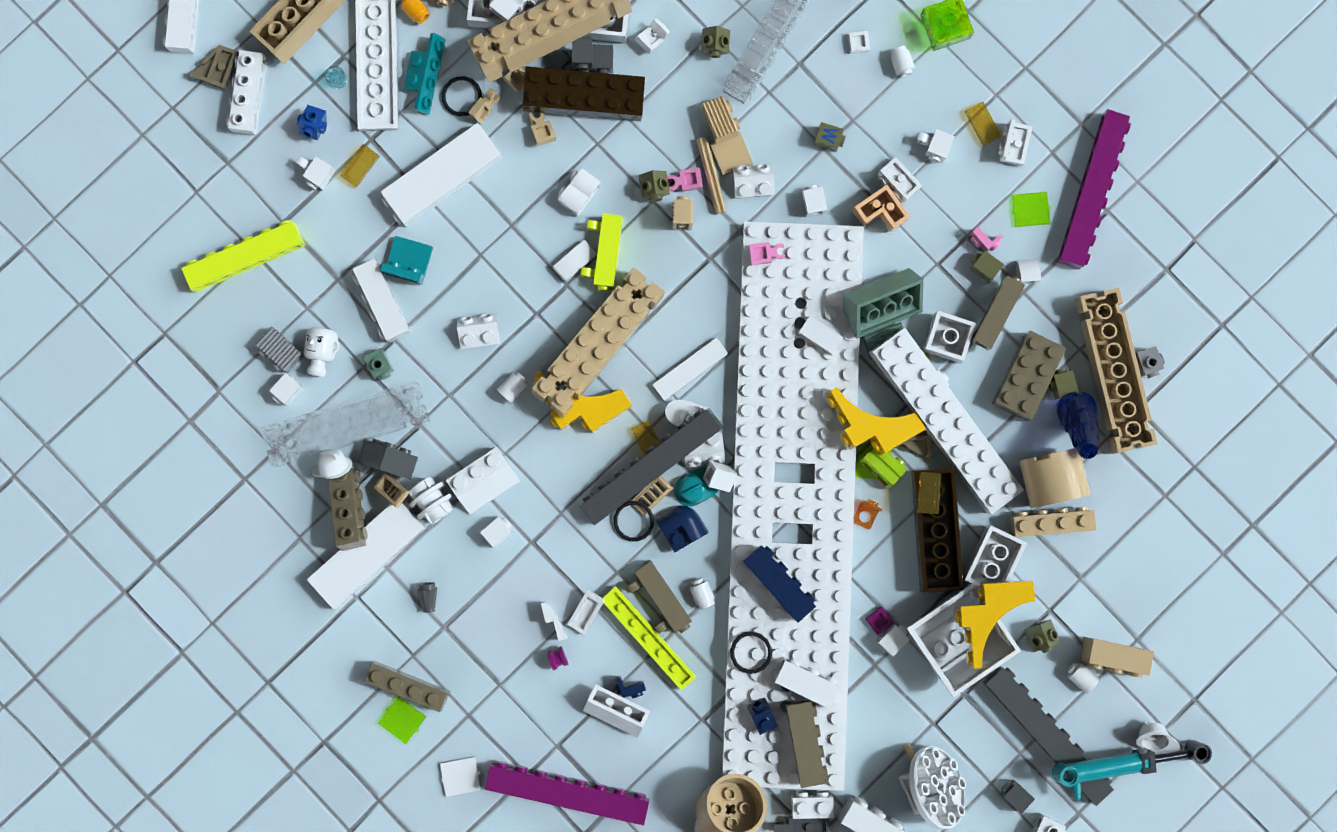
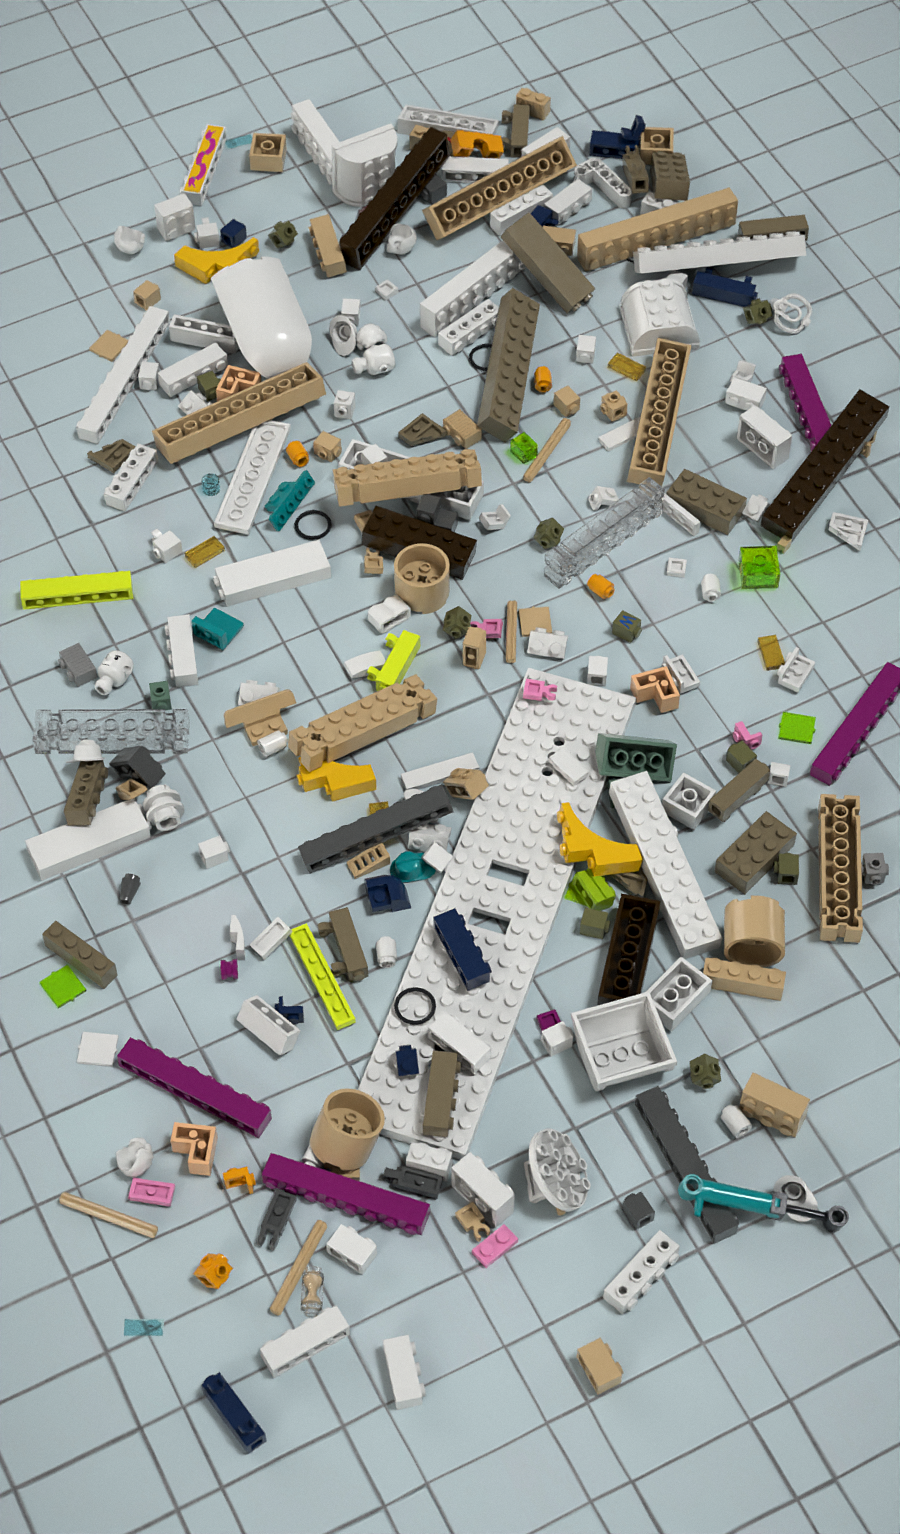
camera: 20 degrees right, 30 degrees down
(286, 389) = (70, 695): white brick -> none
(312, 122) = (177, 508): blue brick -> none
(483, 107) = (328, 533): tan plate -> none
(483, 480) = (217, 807): white slope -> none
(493, 362) = (261, 716): none -> tan plate
(602, 128) = (422, 577): none -> tan brick
(633, 538) = (341, 862): black piece -> none
(720, 119) = (532, 590): tan brick -> none
(723, 383) = (466, 783): none -> tan brick
(788, 92) = (601, 586): none -> light orange brick
(869, 506) = (571, 922): clear orange bracket -> none
(894, 502) = (594, 923): none -> olive brick
(929, 493) = (629, 912): clear yellow tile -> none
(937, 145) = (723, 656): white brick -> none
(980, 619) = (663, 1006): yellow arch -> none
(1079, 418) = (793, 889): clear blue cone -> none

